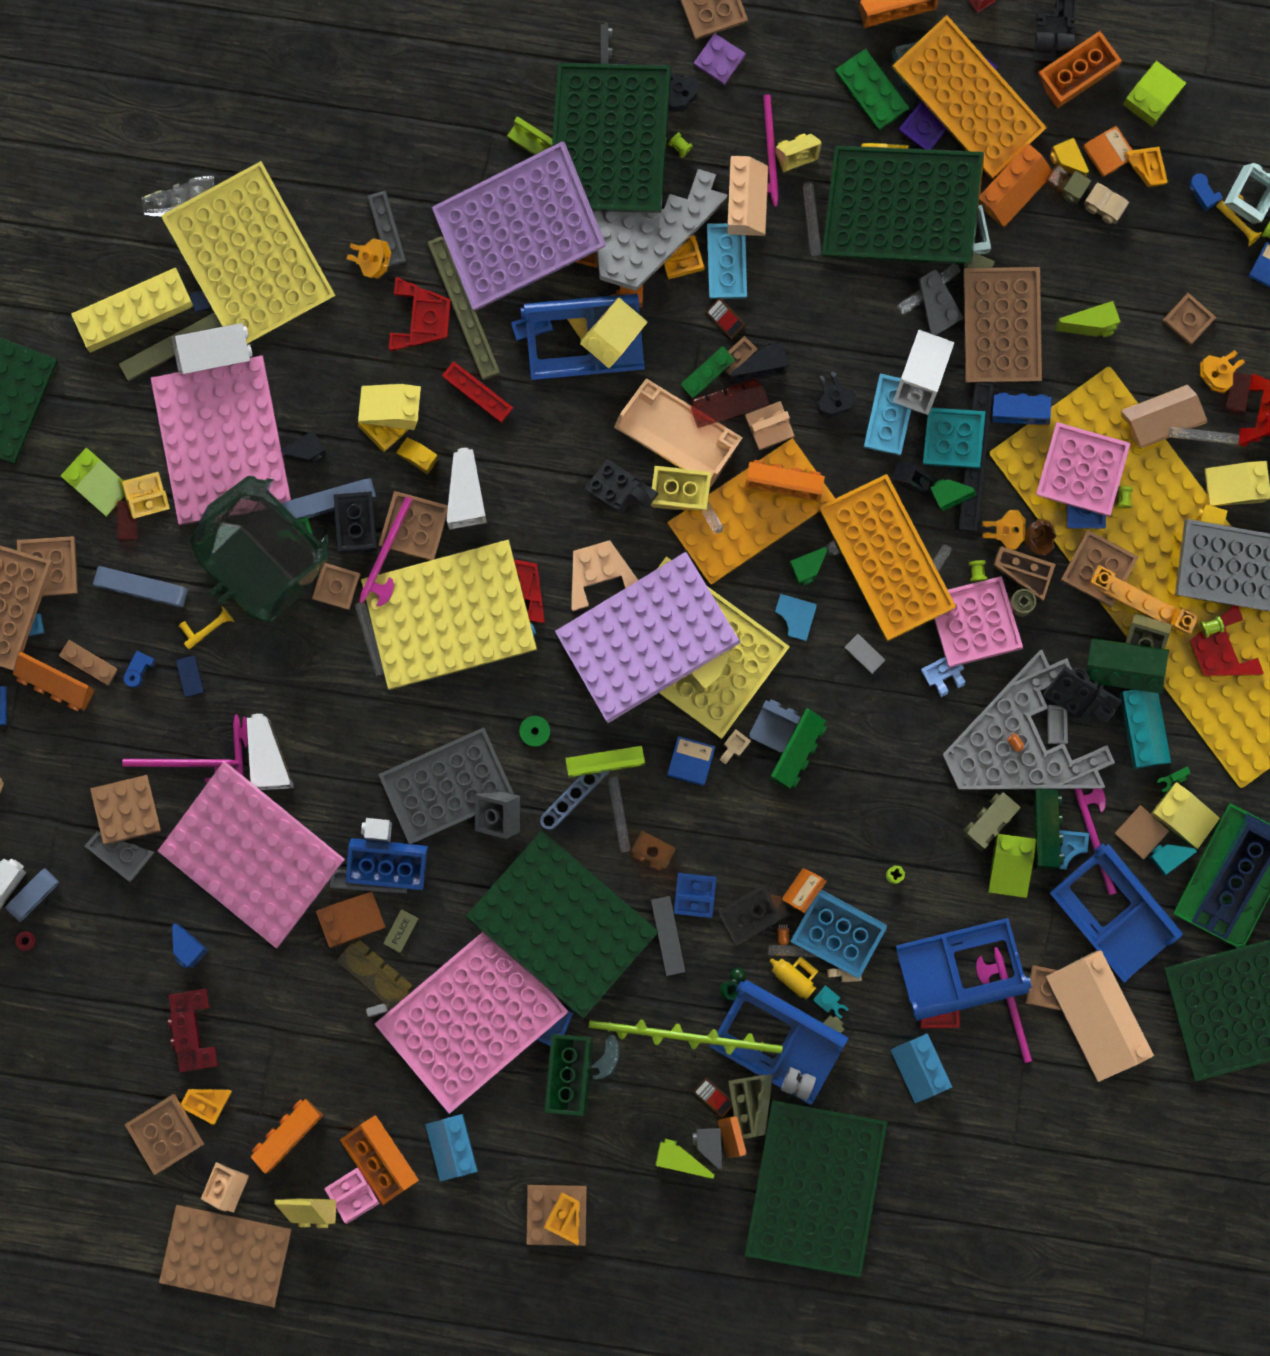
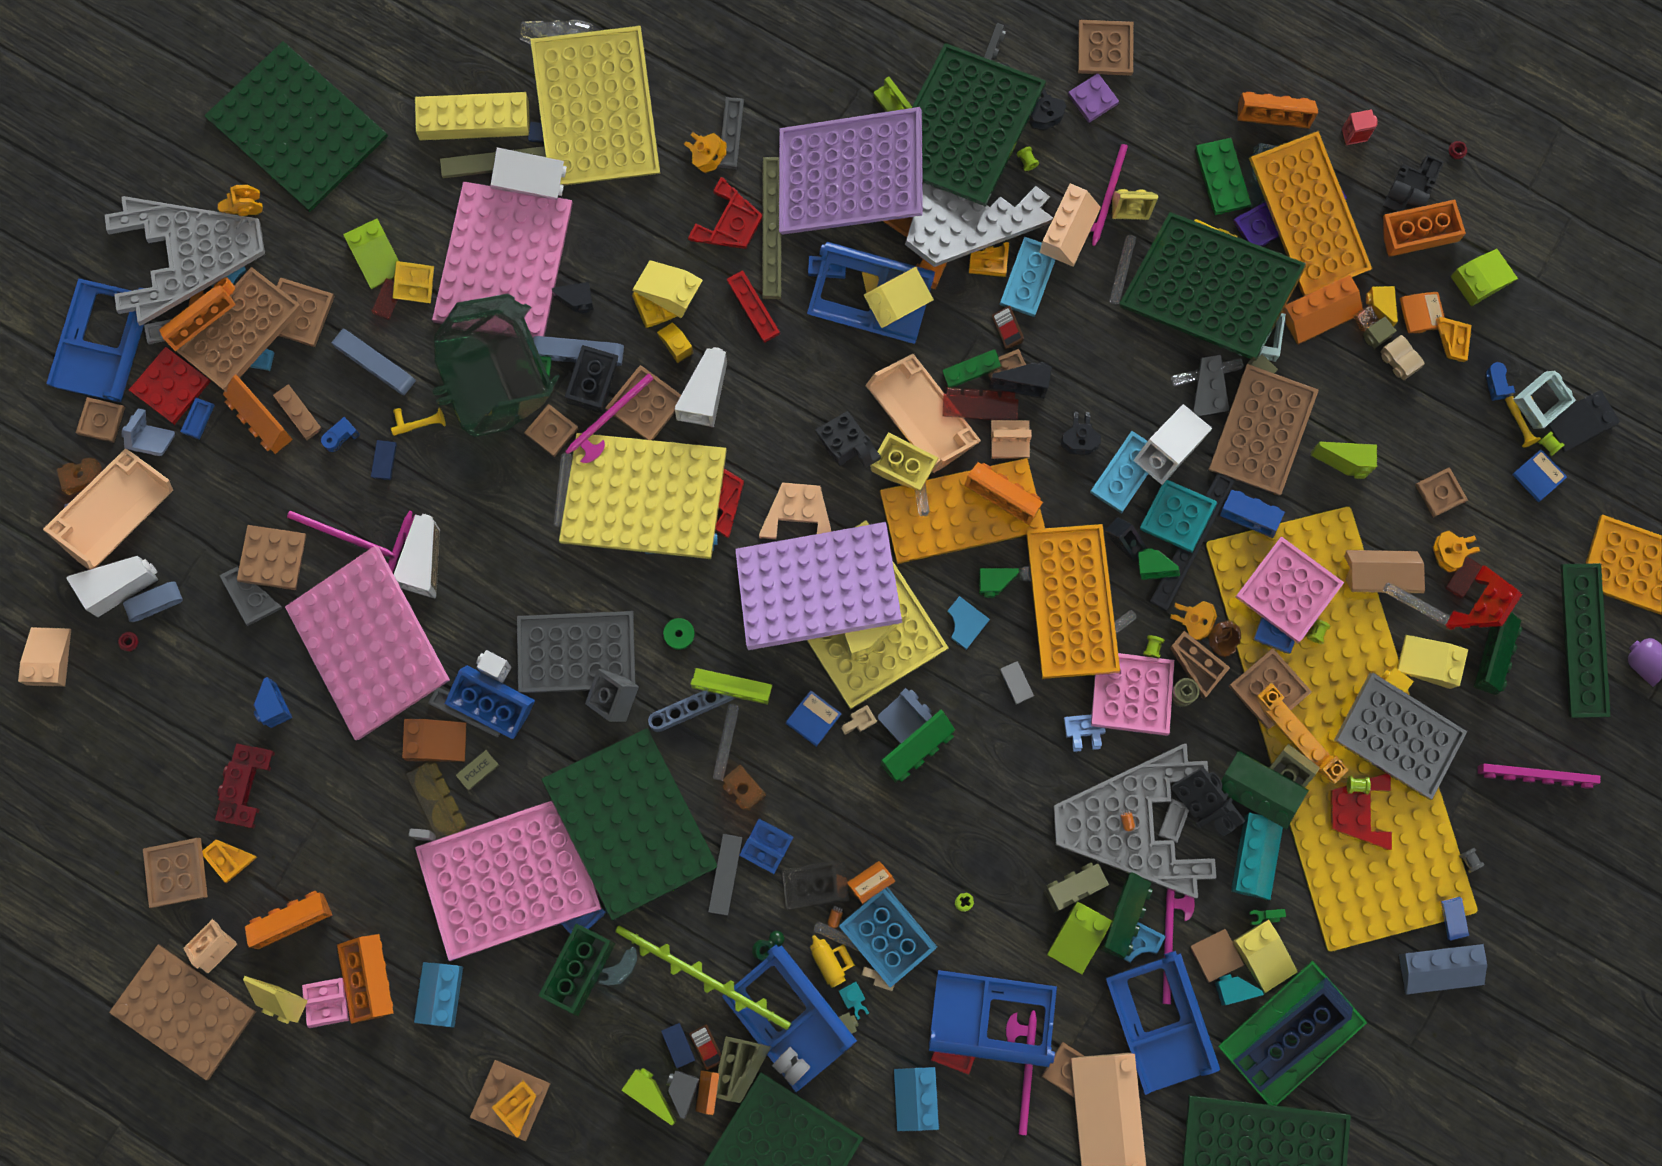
camera: 20 degrees right, 5 degrees down
(687, 1106) = (678, 1045): none -> dark blue tile

